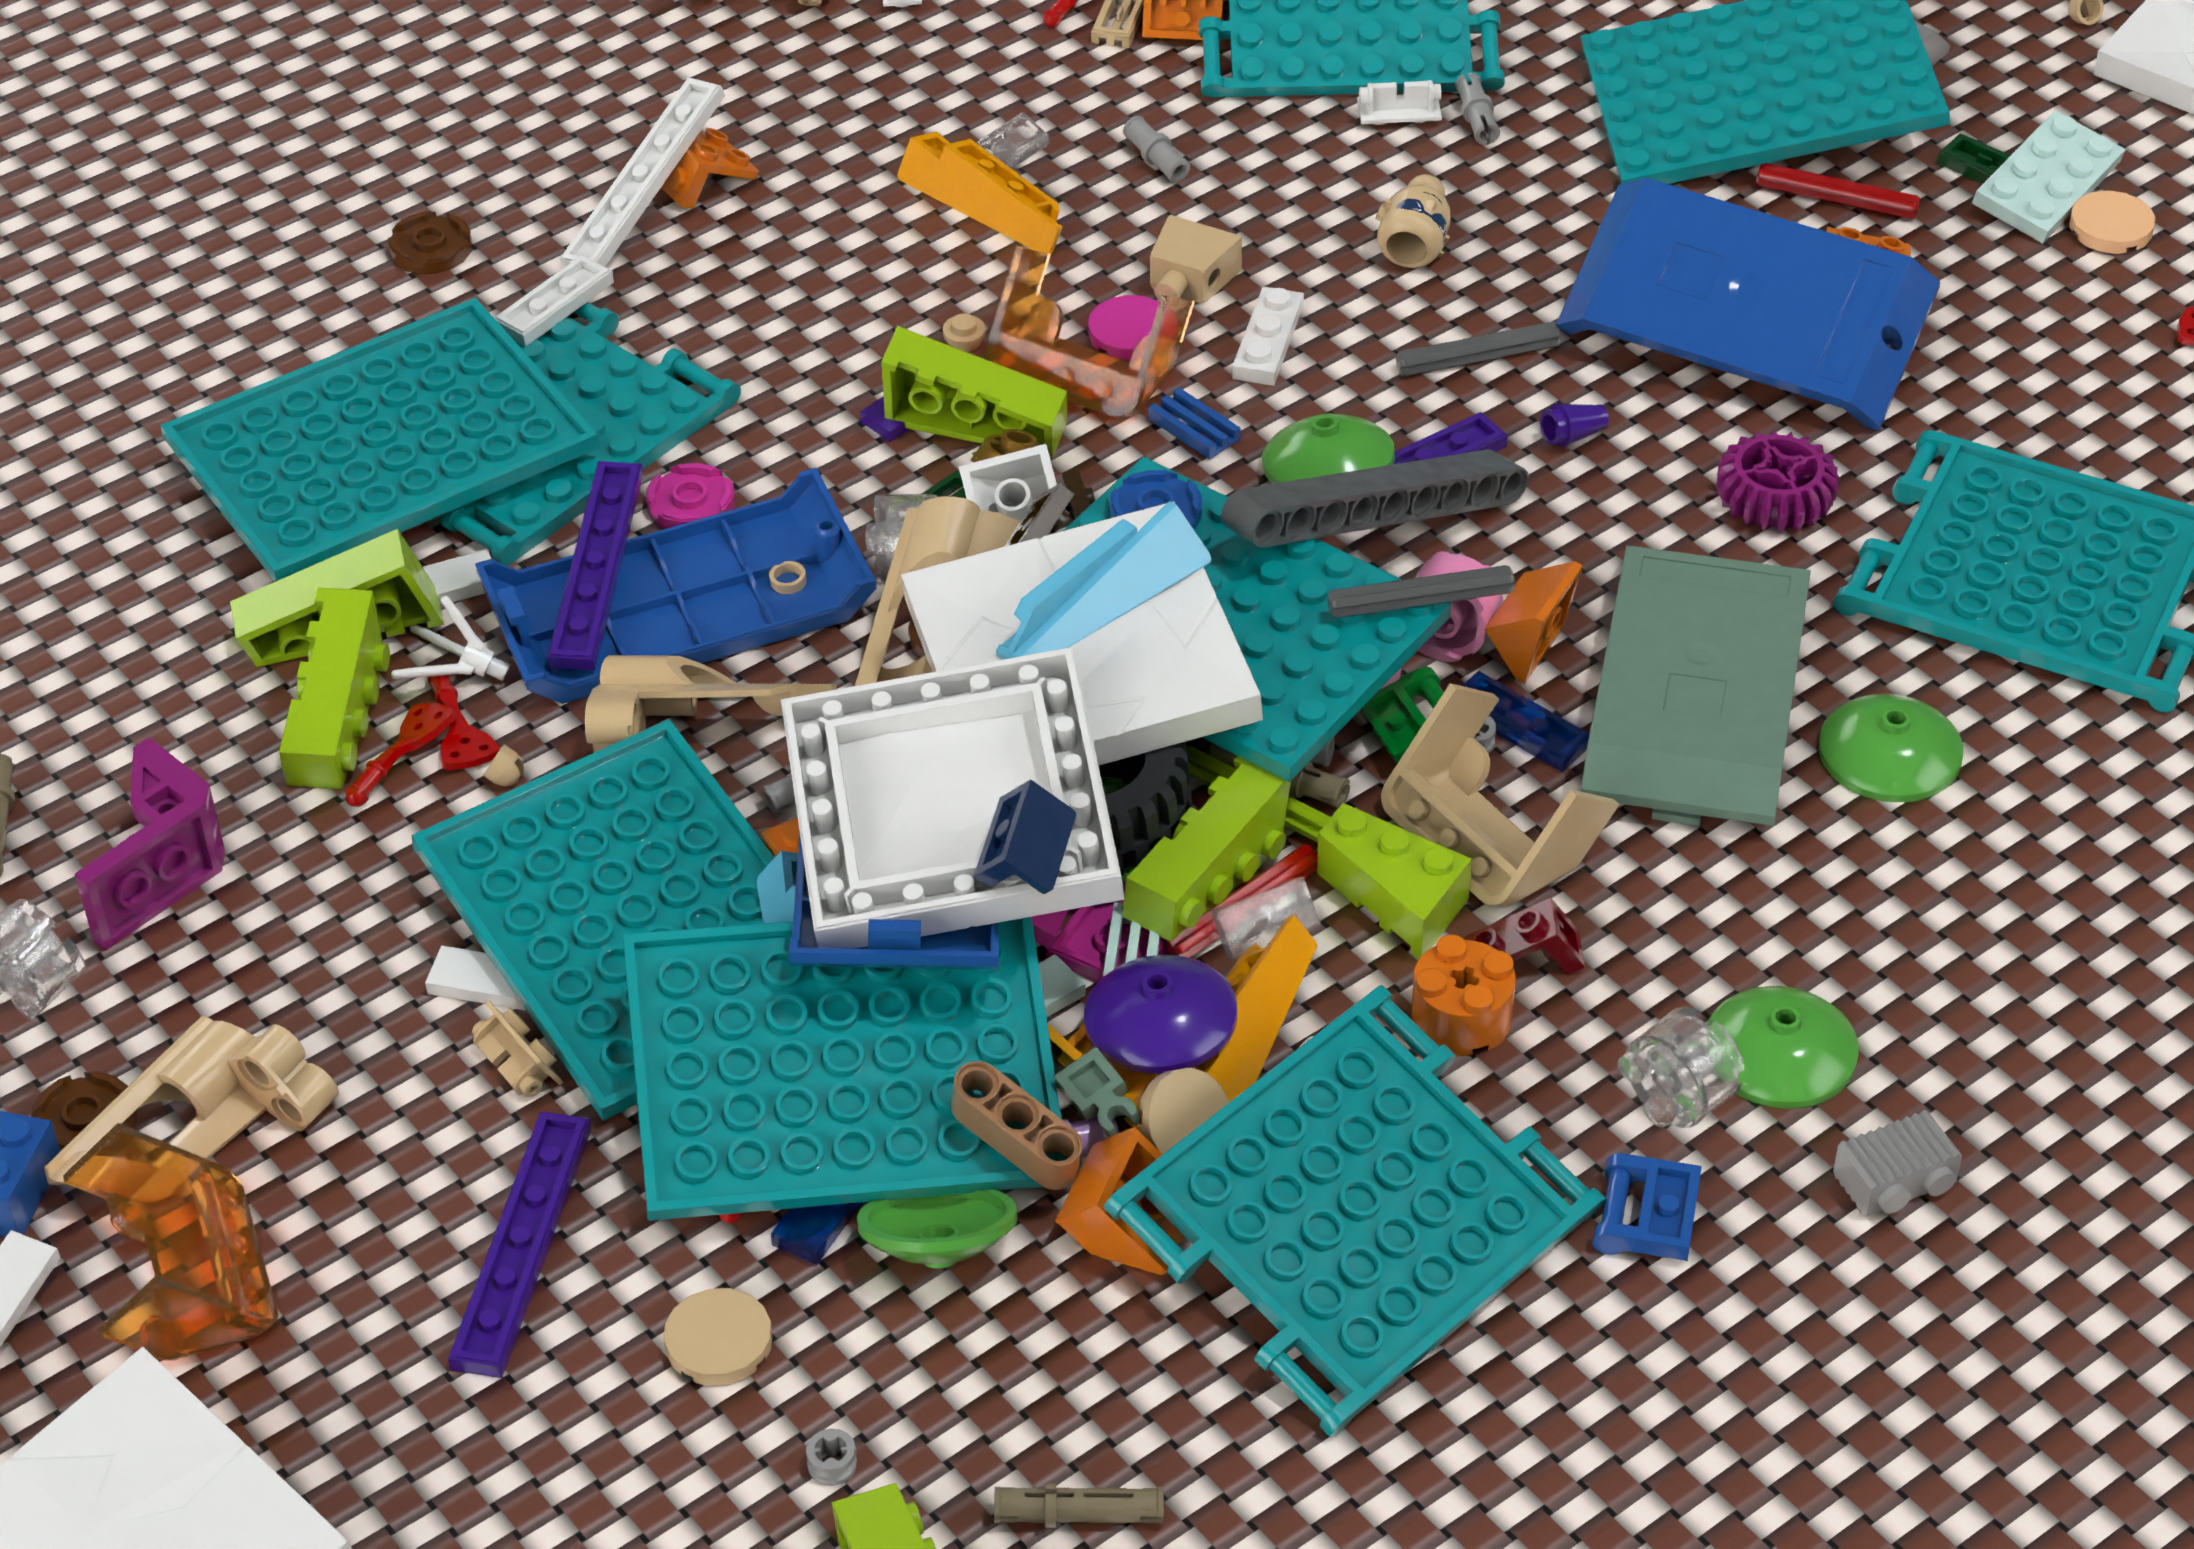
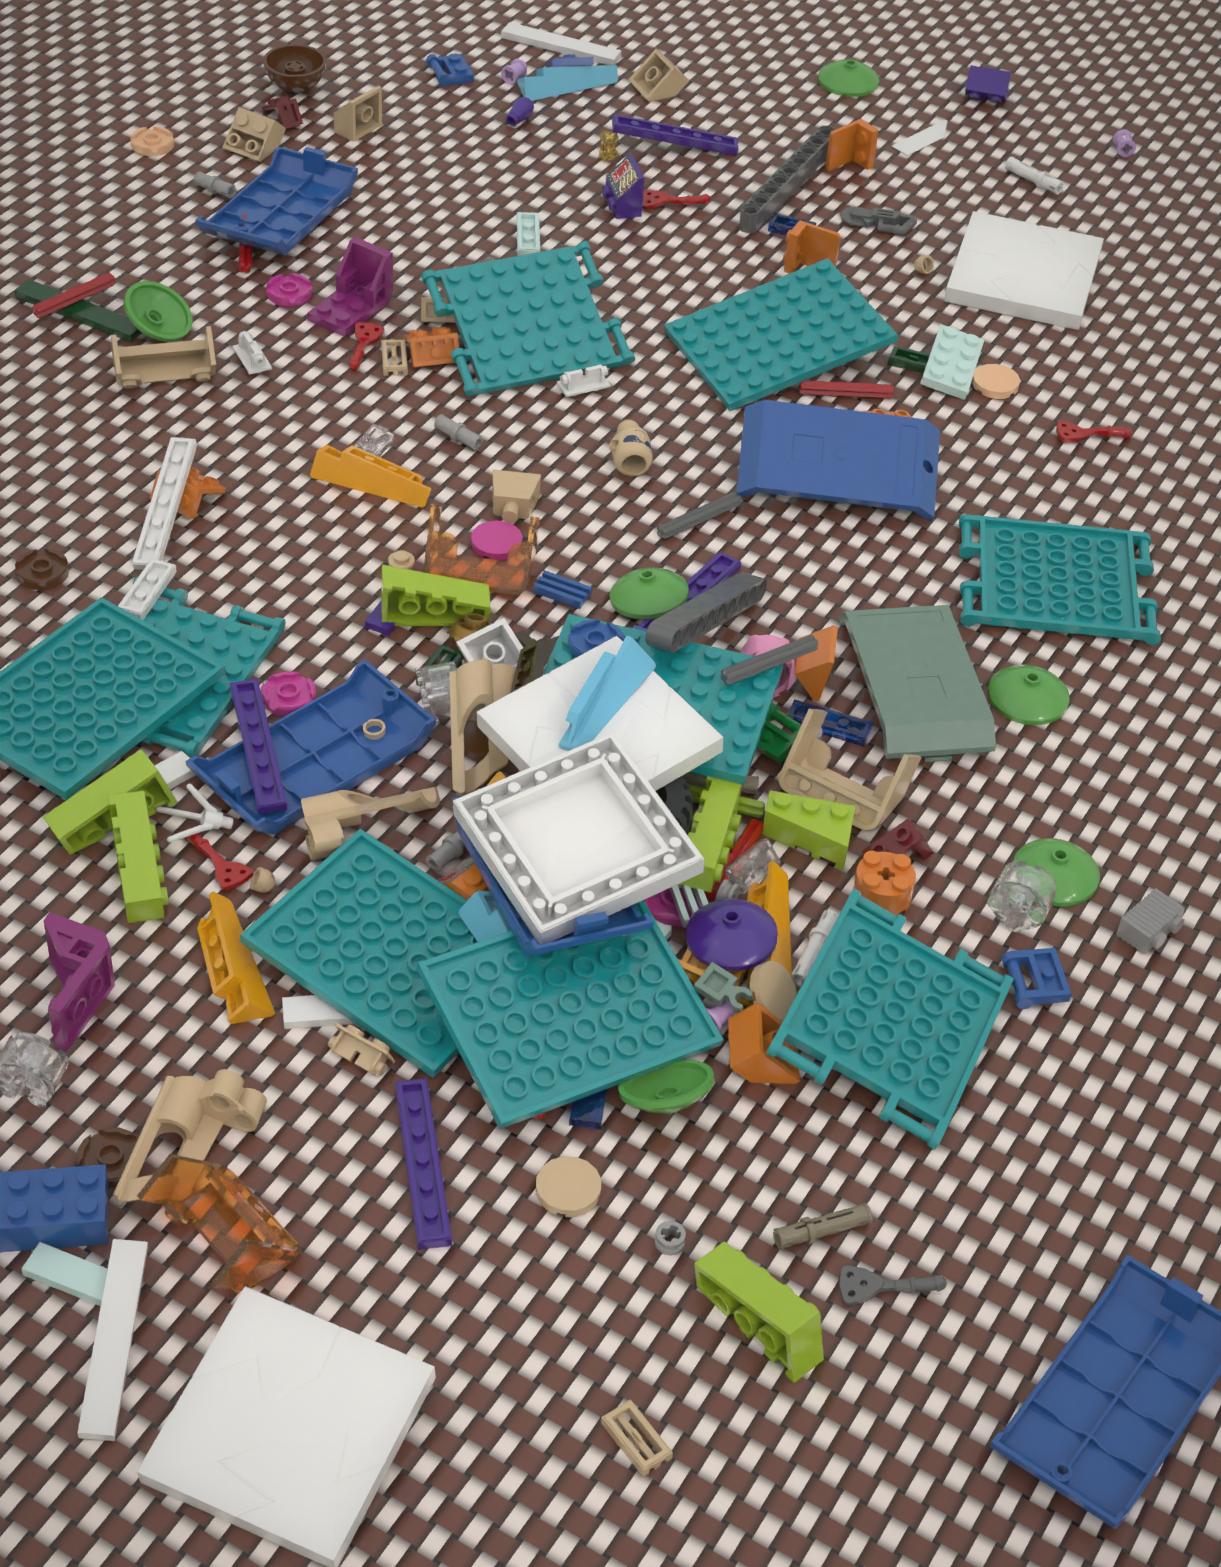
camera: 25 degrees left, 0 degrees up
(393, 883) = (231, 964): none -> light orange wedge
(418, 728) = (196, 869): red piece -> none
(1009, 1103) = (704, 1017): medium nougat beam -> none
(1026, 838) = (642, 849): dark blue panel -> none
(1204, 947) = (728, 891): none -> light grey bush
(1268, 336) = (577, 530): white plate -> none
(1477, 108) = (628, 376): light grey pin -> none
(1572, 422) = (772, 548): dark purple cone -> none
(1777, 481) = (899, 558): magenta gear -> none

